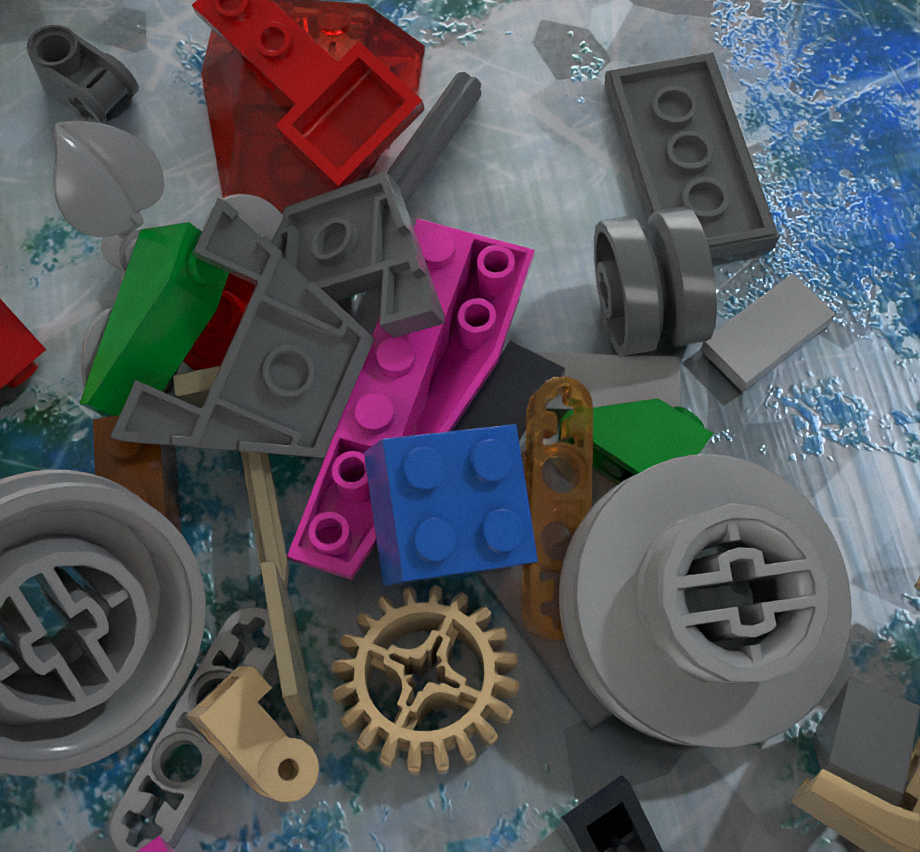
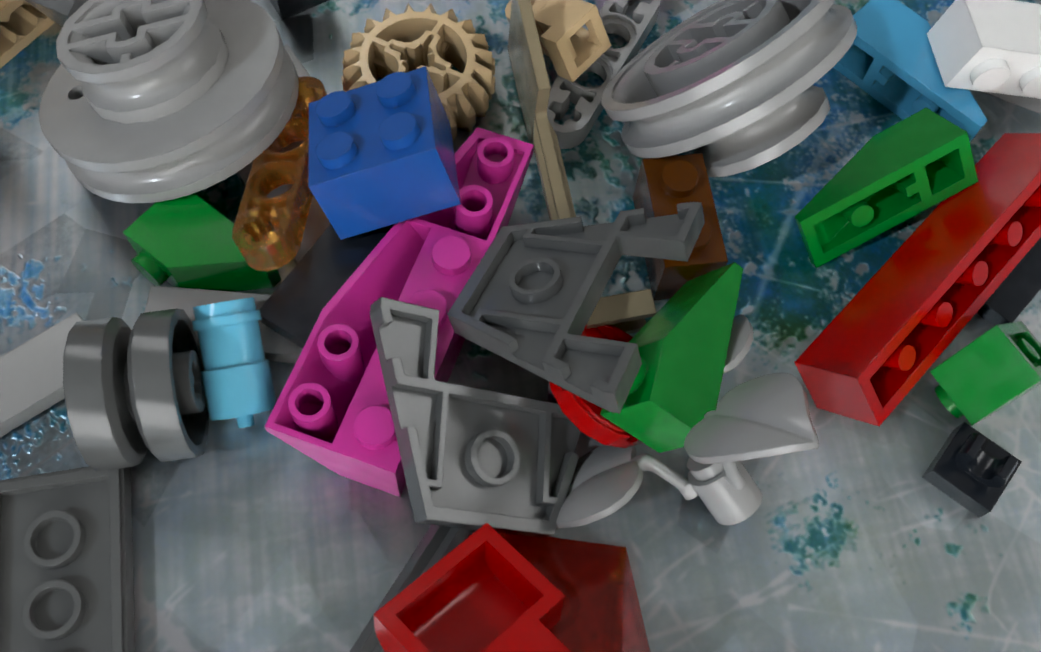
camera: 175 degrees right, 0 degrees up
(578, 325) = (234, 361): none -> medium azure piece

